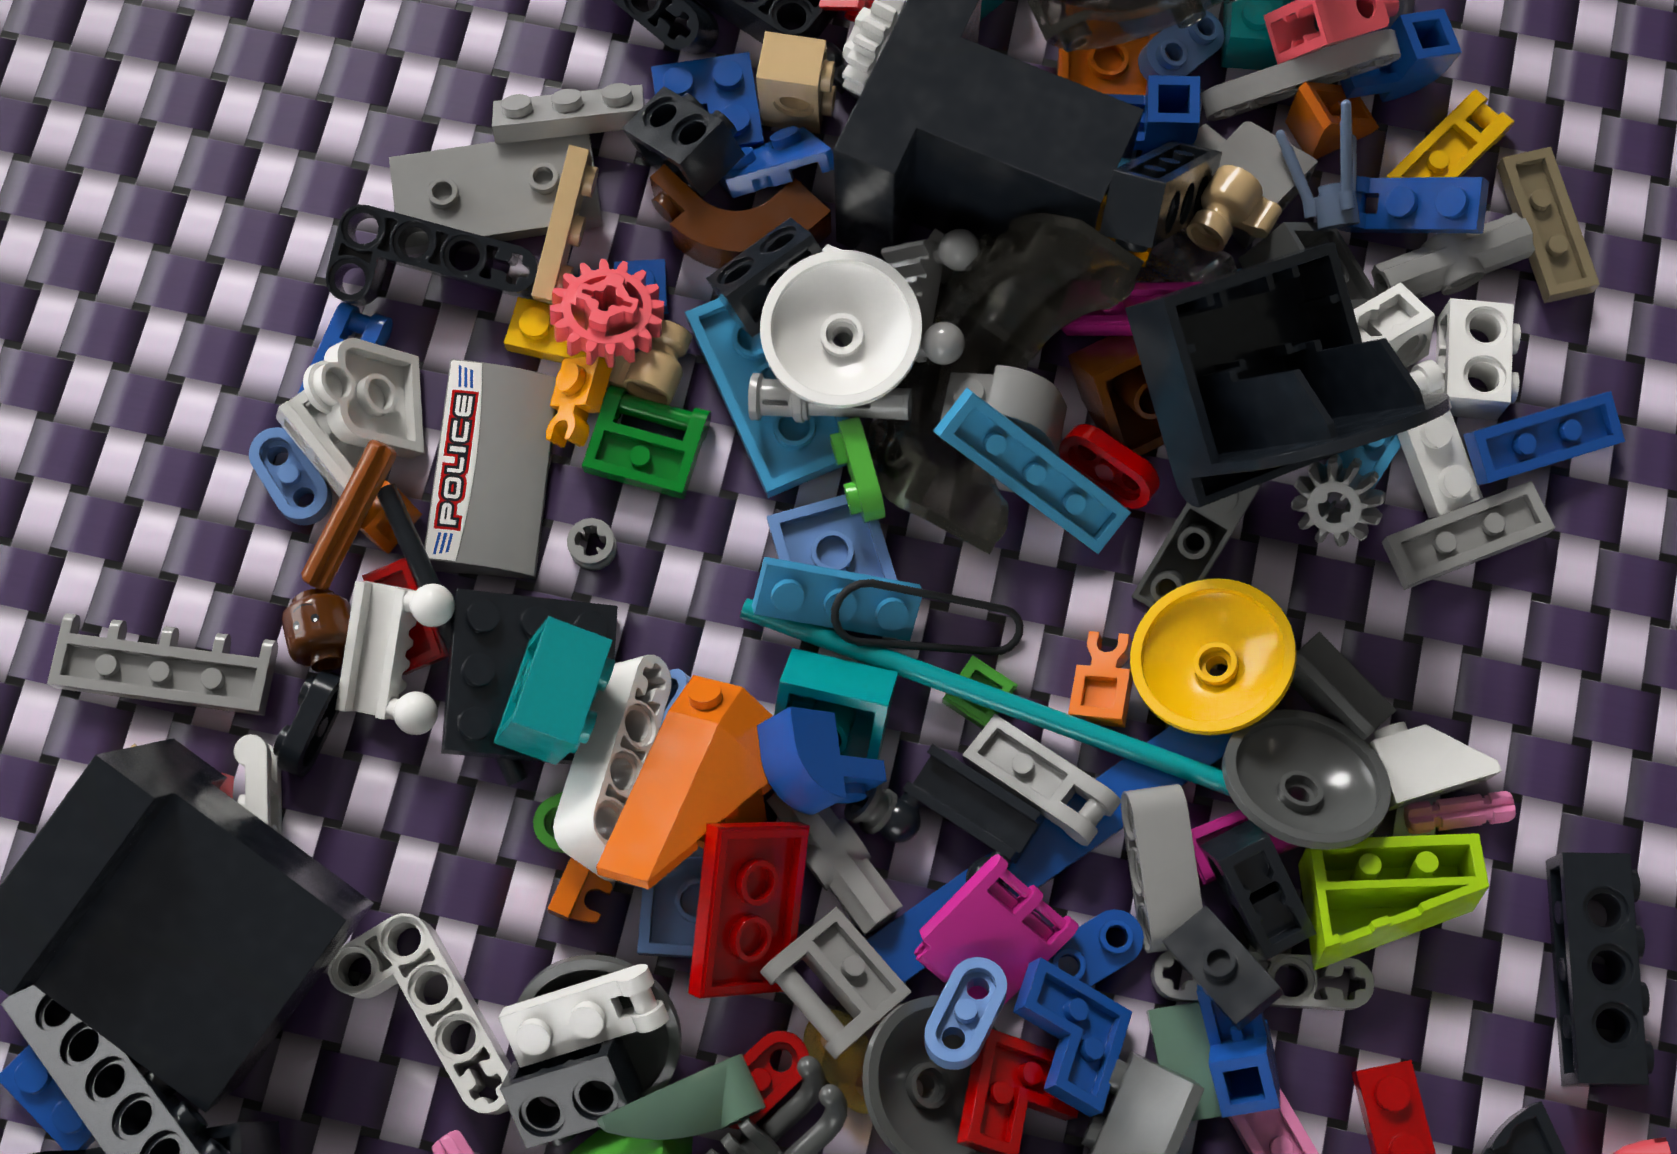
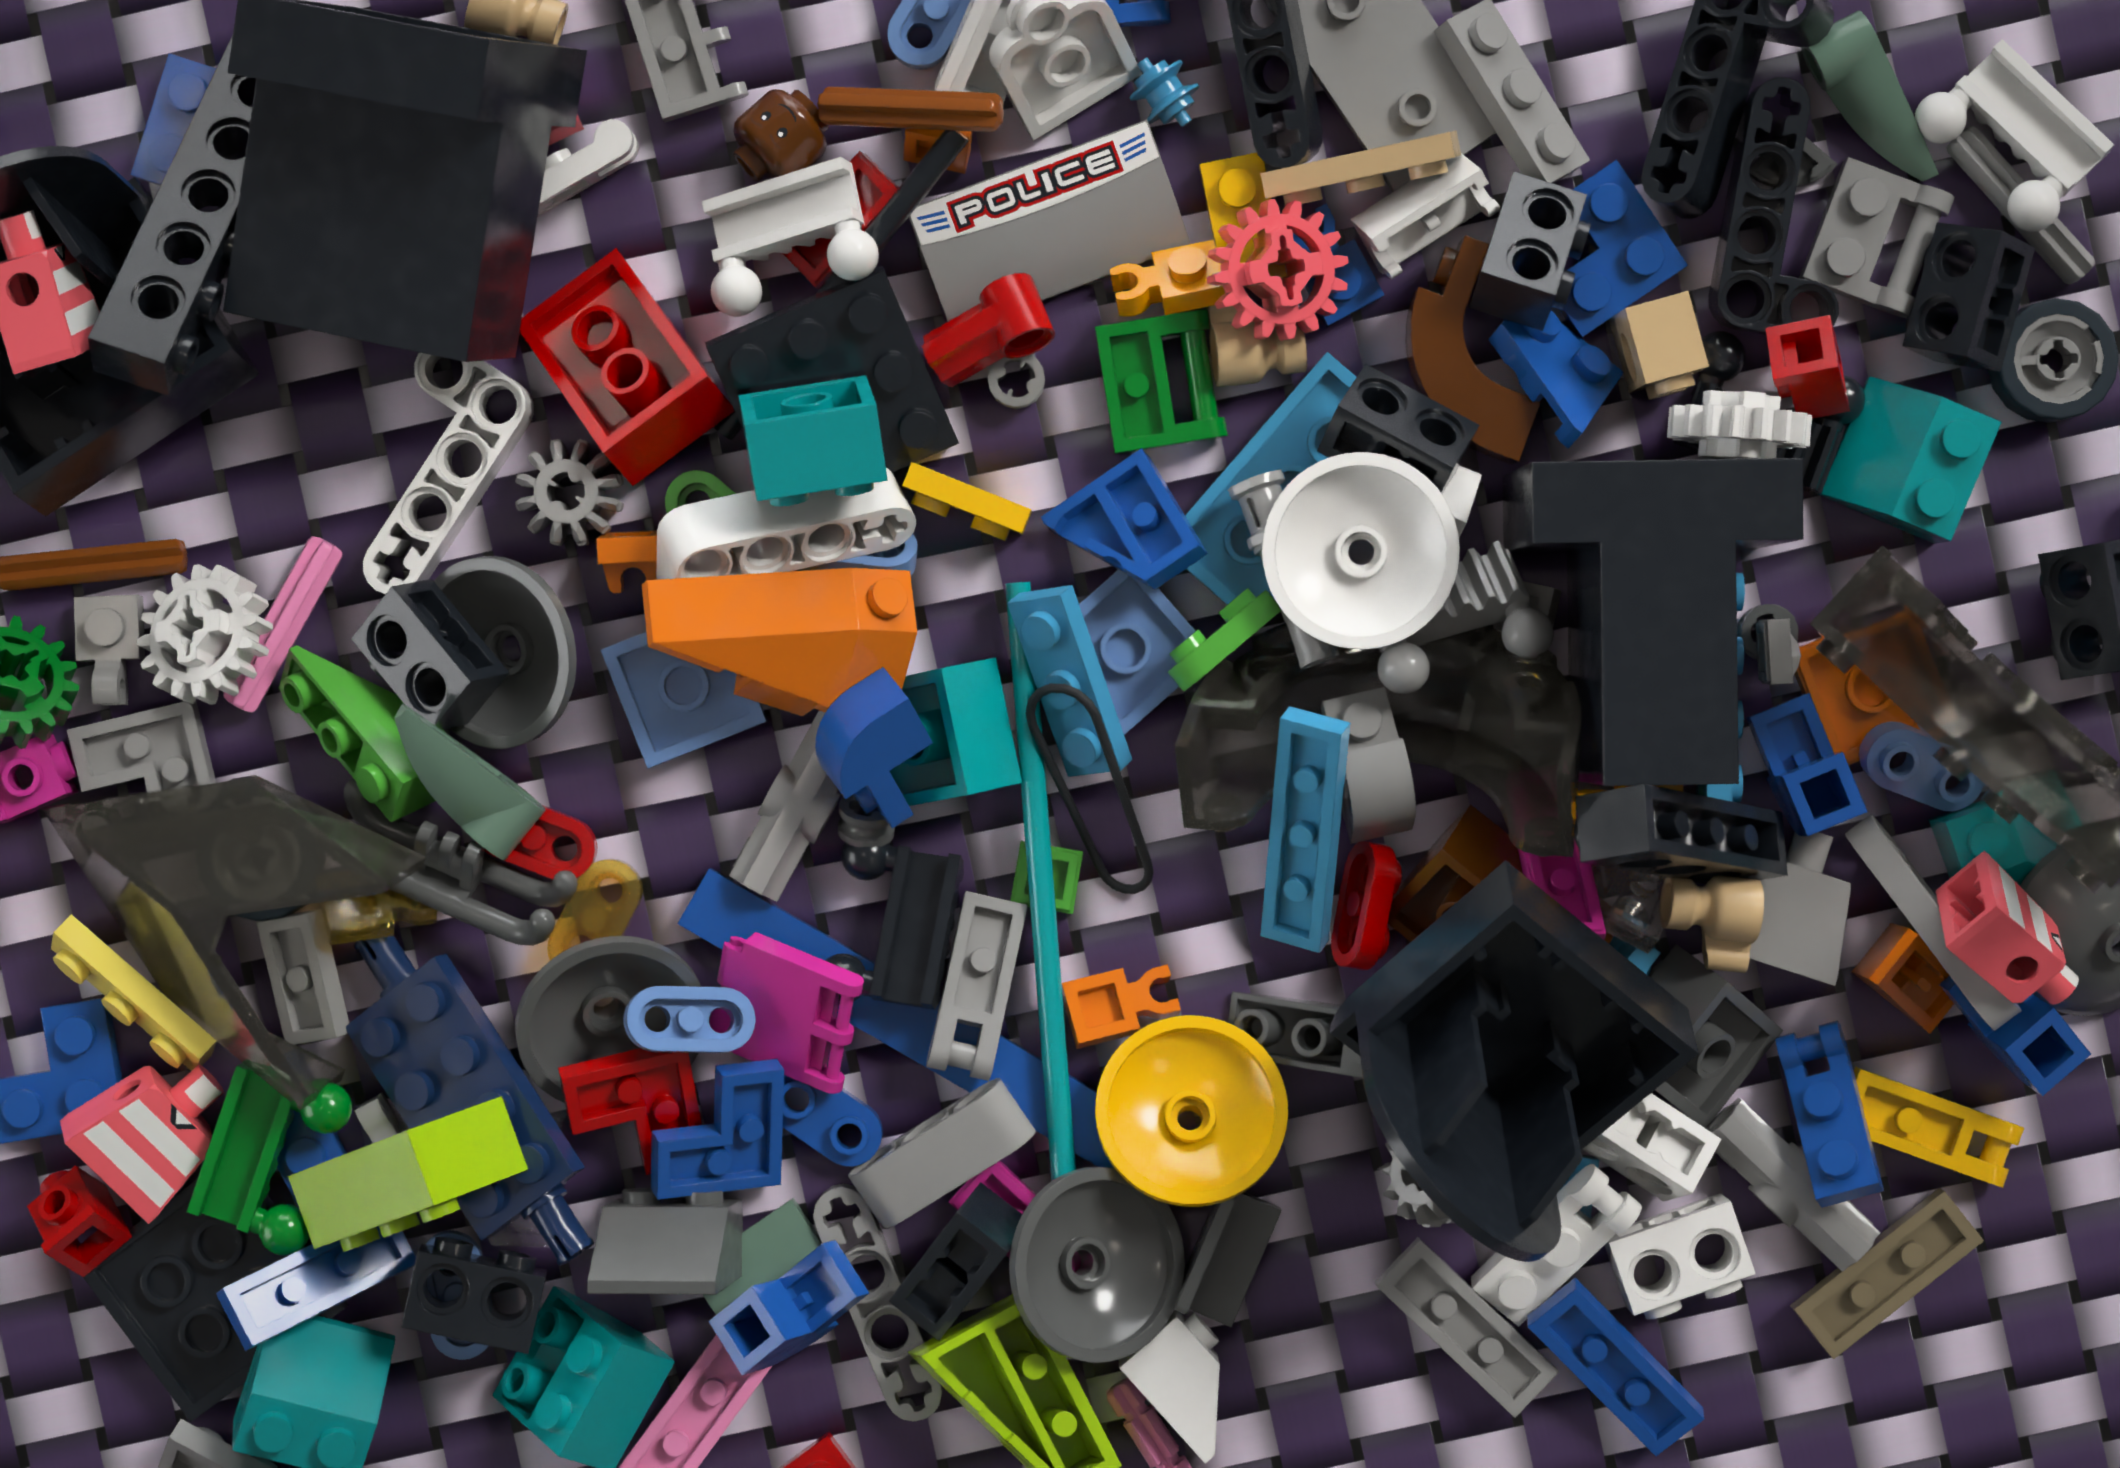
camera: 60 degrees right, 15 degrees up
(303, 740) = (650, 180): black plate -> none
(431, 828) = (624, 367): none -> red slope
(438, 342) = (1164, 92): none -> dark azure wheel
(493, 903) = (560, 512): none -> light grey gear
(544, 524) = (1004, 324): none -> red piece
(582, 1015) = (503, 633): white plate -> none
(620, 205) = (1422, 213): none -> white hinge
(678, 604) = (940, 492): none -> yellow plate
(739, 504) = (1130, 522): none -> blue wing
(746, 905) = (692, 748): red tile -> none
(848, 970) = (681, 879): light grey plate -> none
(1223, 968) = (856, 1260): black plate -> none
(1336, 201) = (1790, 1029): sand blue plant -> none

